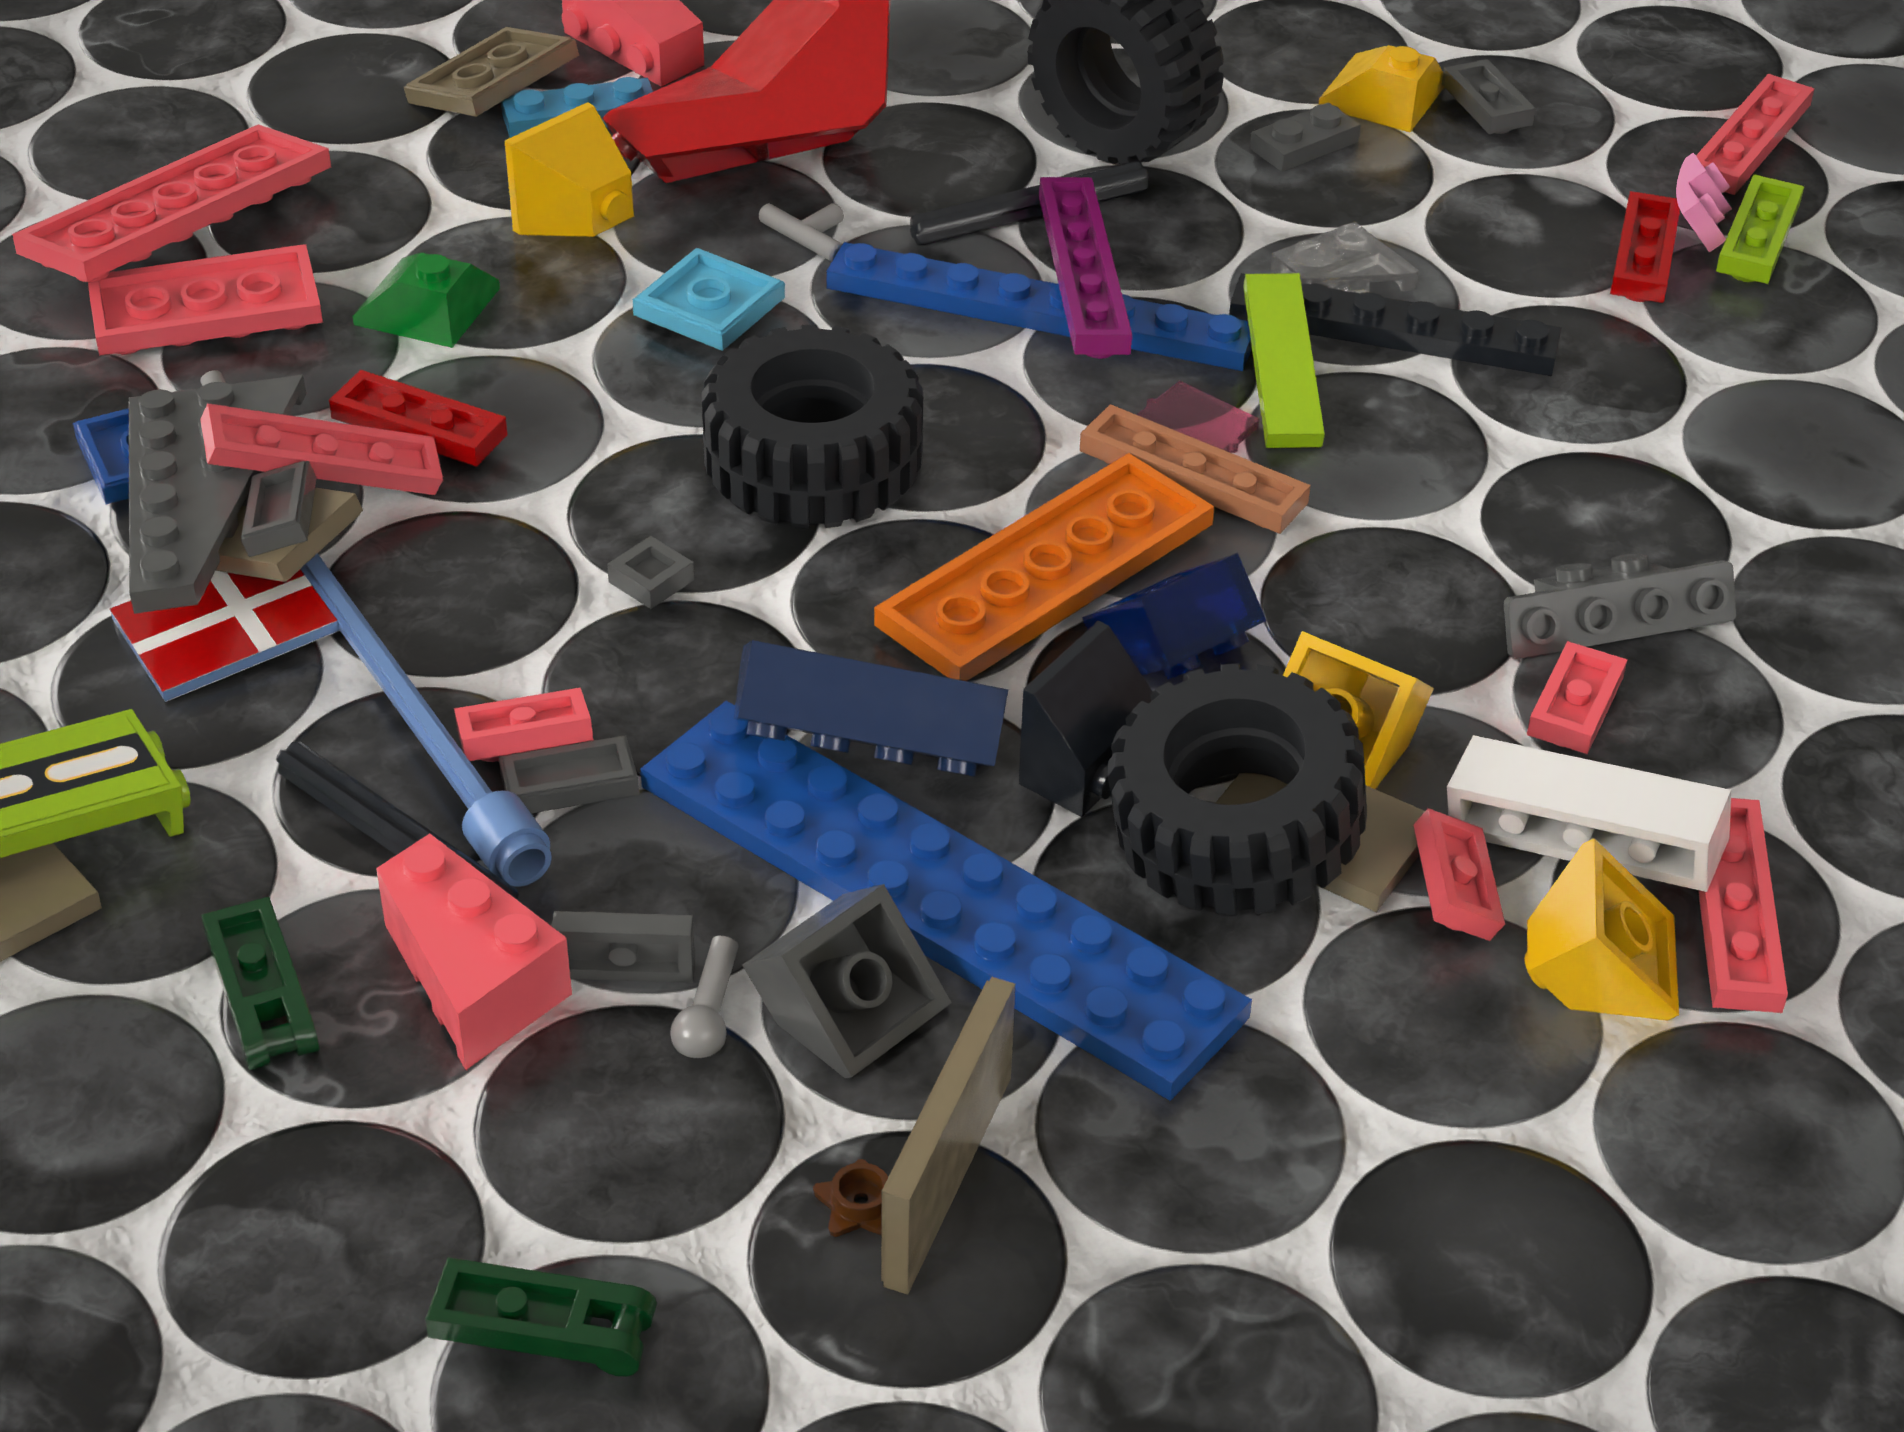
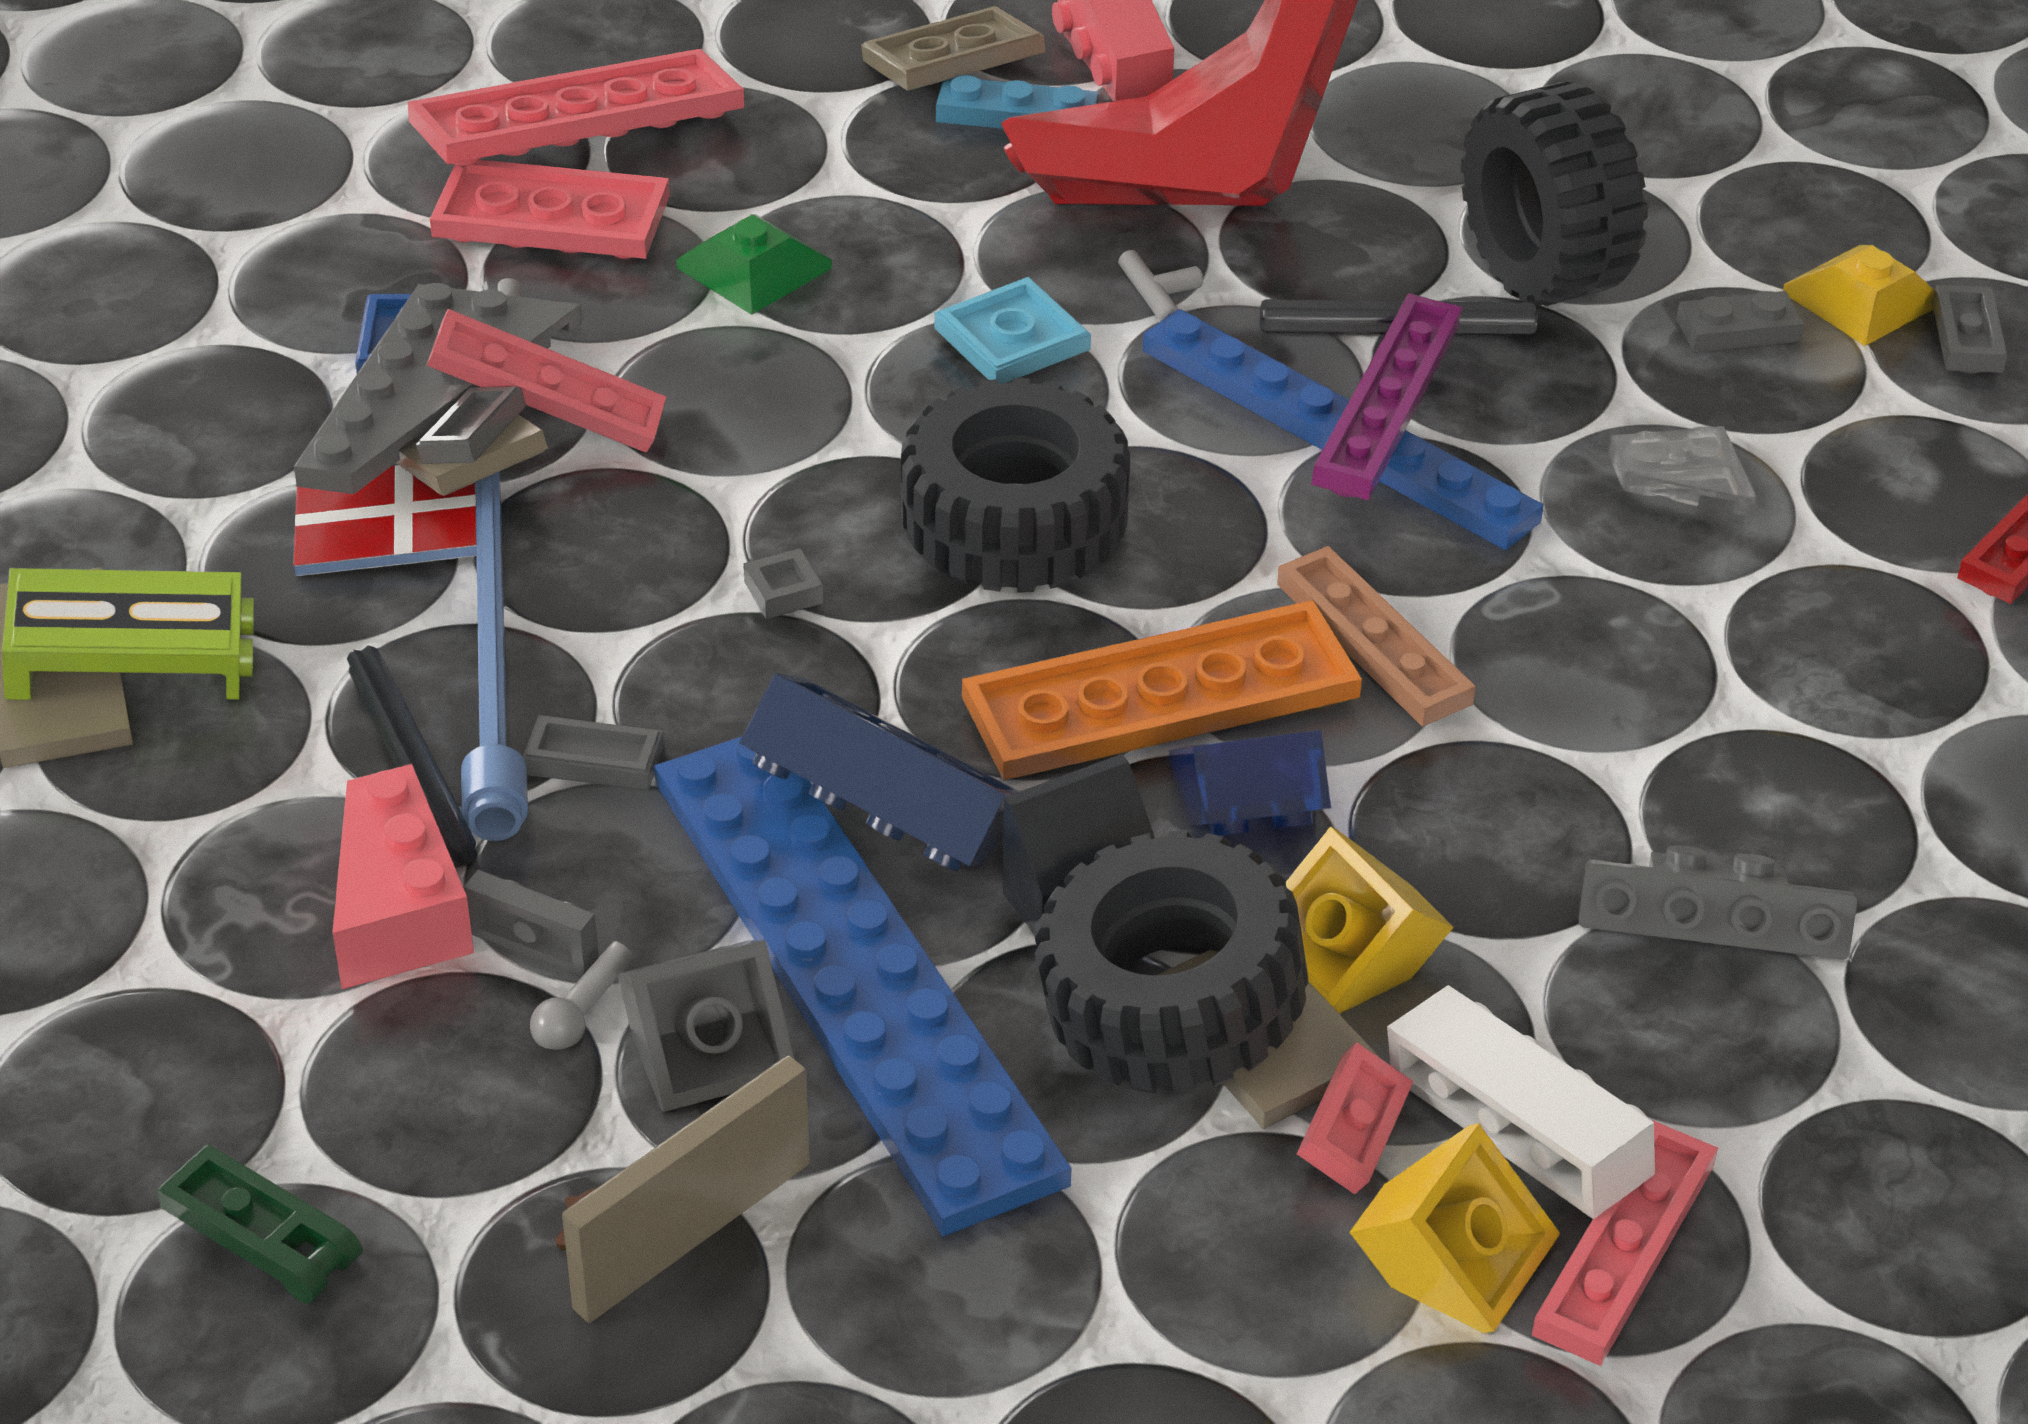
camera: 25 degrees right, 0 degrees up
(259, 981) = (211, 851): dark green plate -> none
(386, 404) = (661, 364): red plate -> none
(523, 724) = (576, 692): coral plate -> none
(568, 177) = (942, 173): yellow slope -> none
(1201, 416) = (1421, 587): clear pink piece -> none
(1283, 361) = (1539, 551): lime tile -> none
(1423, 328) = (1699, 547): black plate -> none
(1577, 697) = (1607, 984): coral plate -> none

